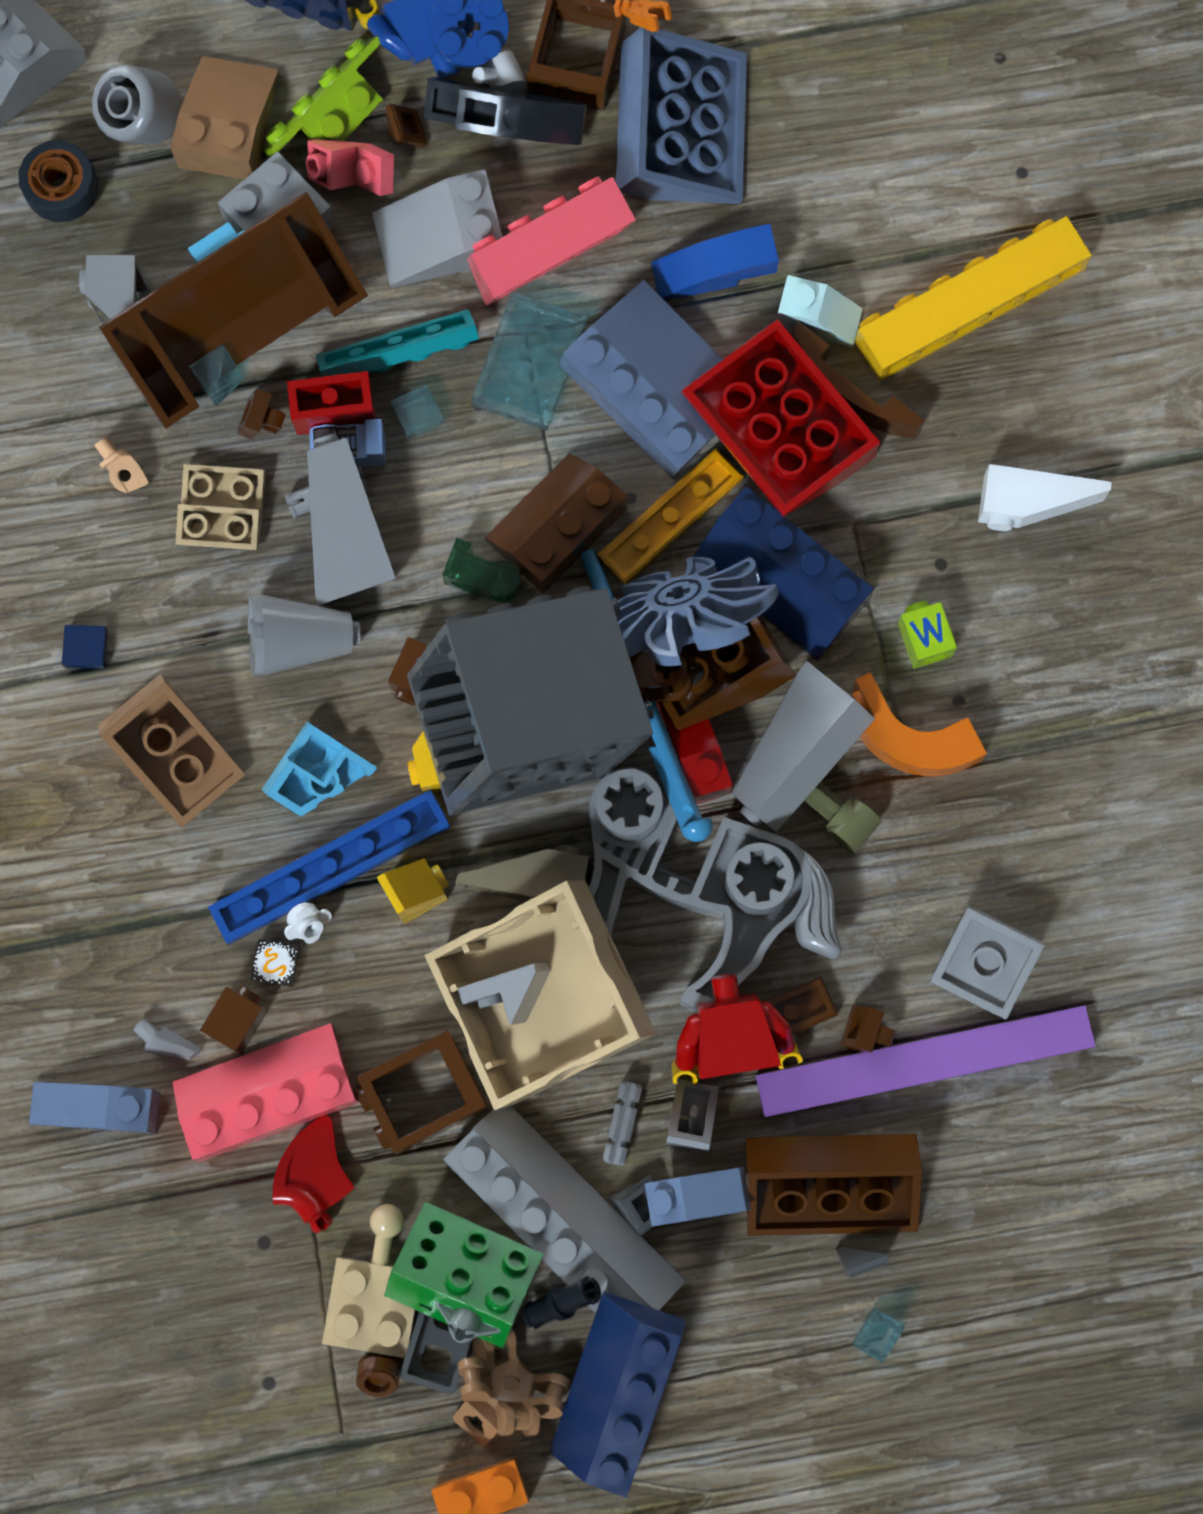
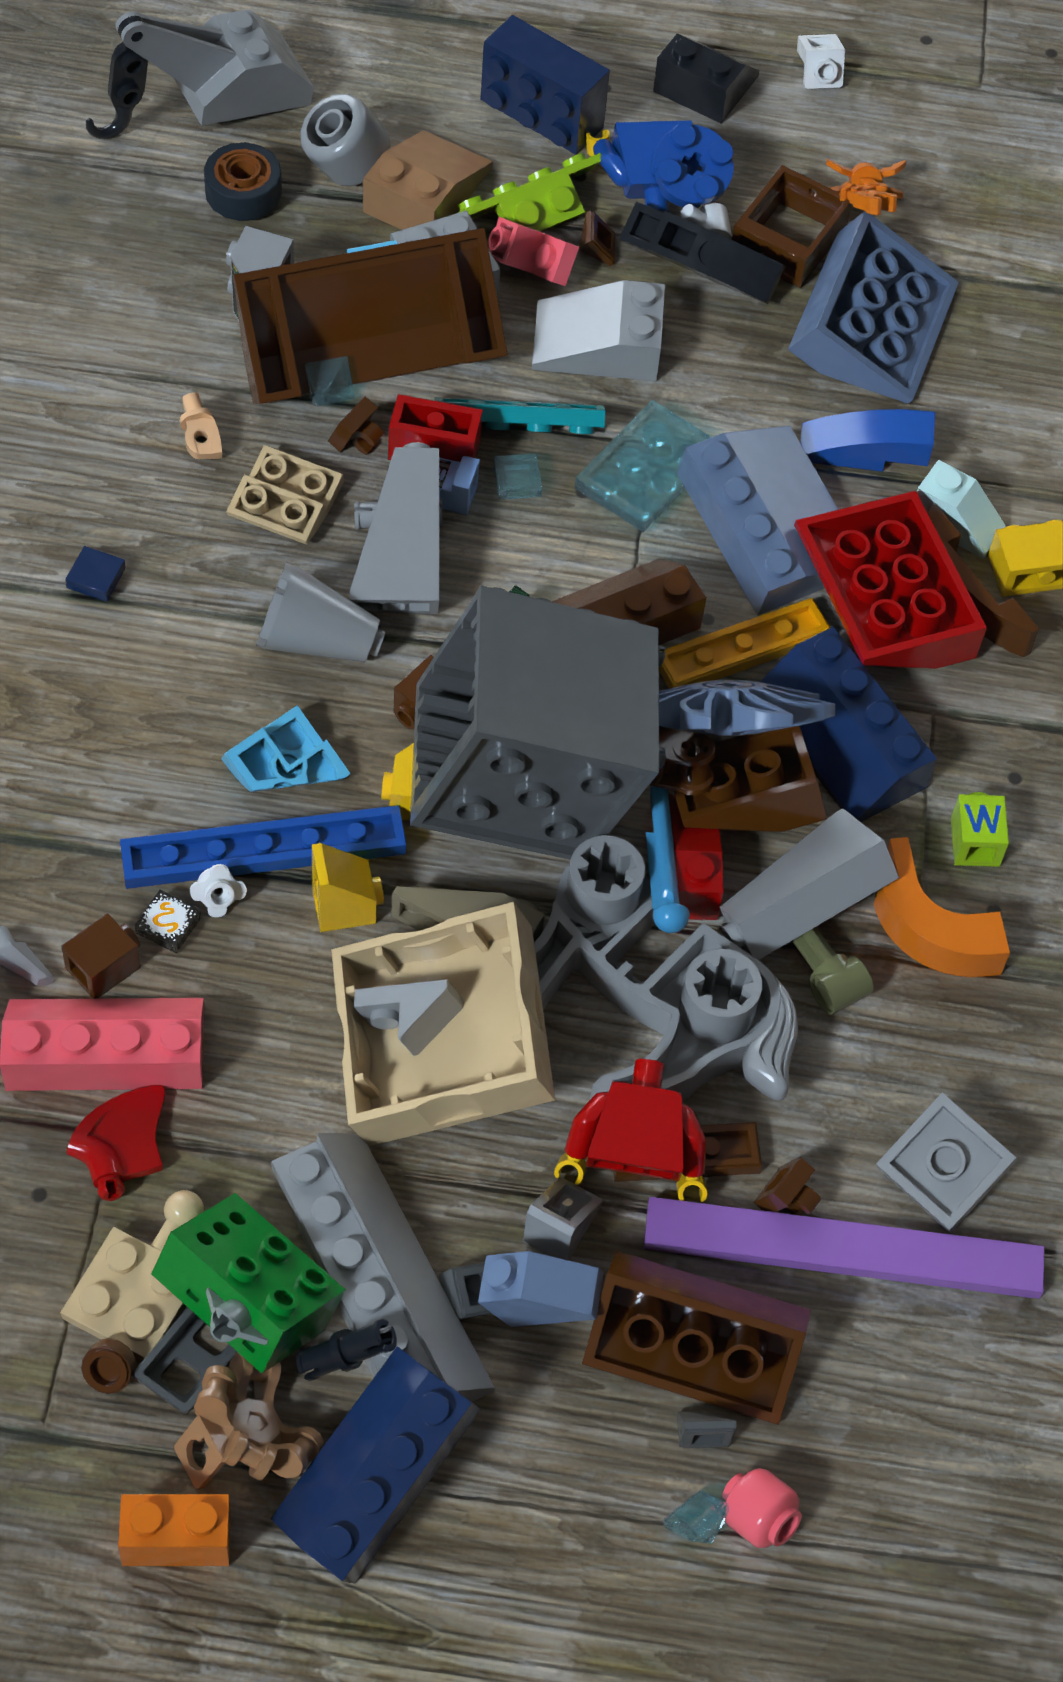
camera: 10 degrees right, 20 degrees down
(170, 750) = (143, 686): medium nougat slope -> none
(371, 1100) = (273, 1130): reddish brown window -> none
(549, 240) = (707, 360): coral slope -> none
(622, 1123) = (482, 1199): light grey axle -> none
(927, 1312) = (762, 1508): none -> coral head

